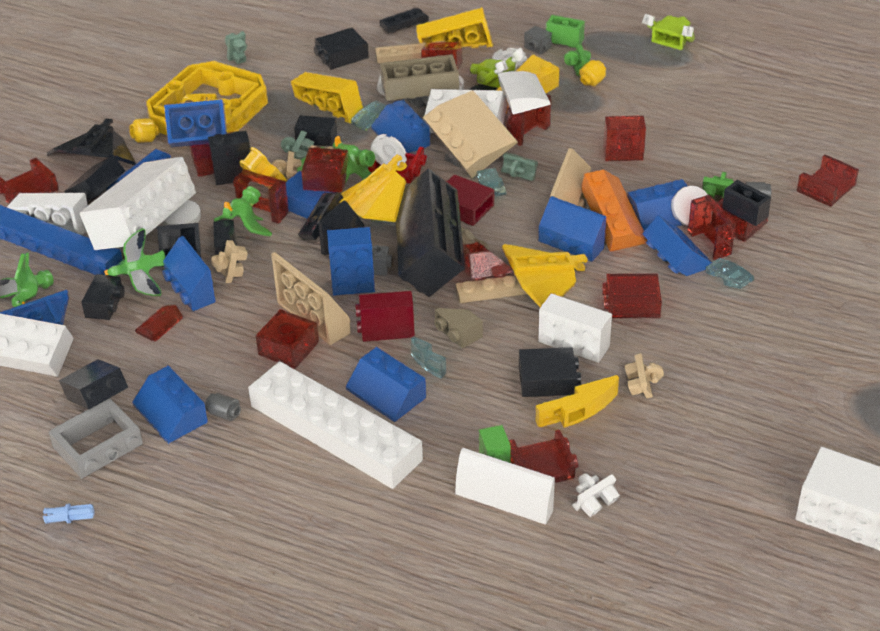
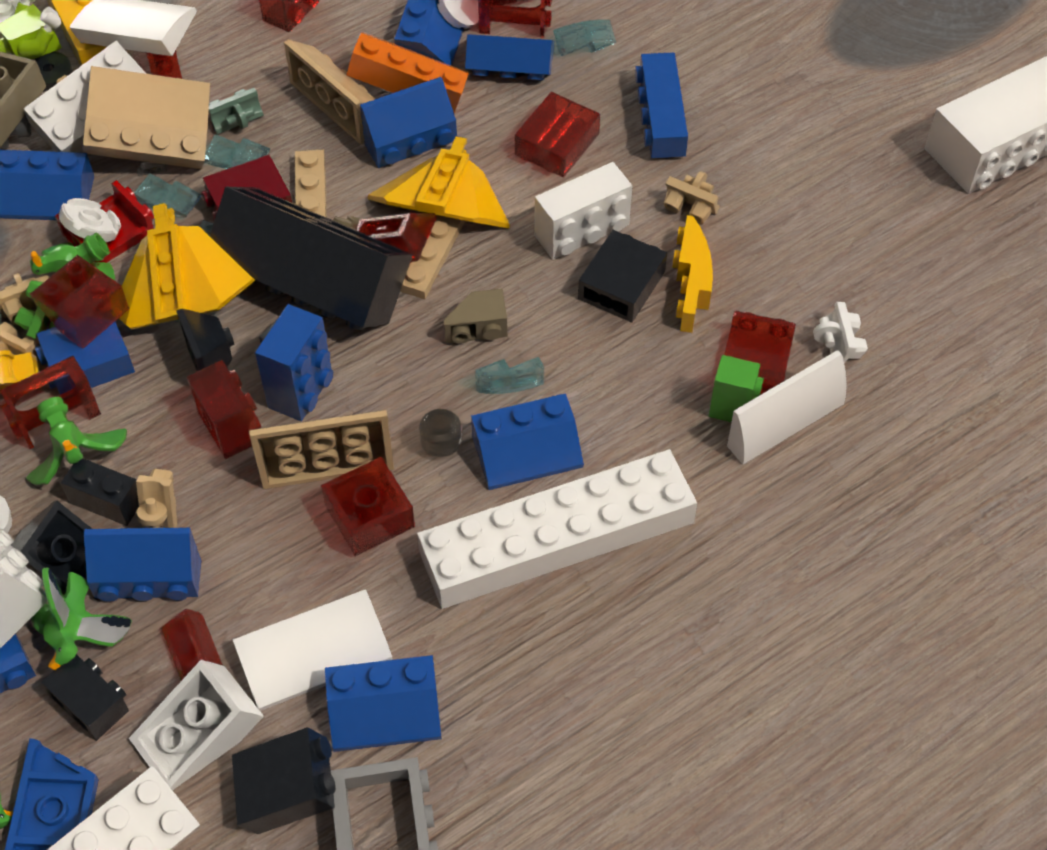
camera: 60 degrees left, 15 degrees up
(114, 342) = (196, 723): none -> white slope
(195, 365) = (293, 653): none -> white slope
(223, 406) = (433, 638): dark grey brick -> none
(307, 251) = (224, 408): none -> clear red brick
(326, 203) = (150, 356): black plate -> none
(359, 343) = (440, 432): none -> clear smoke head
(385, 316) = (416, 378): dark red brick -> none
(438, 167) = (176, 196): none -> clear light blue slope
(496, 221) = (311, 181): none -> tan plate
(703, 328) = (662, 105): none -> blue brick

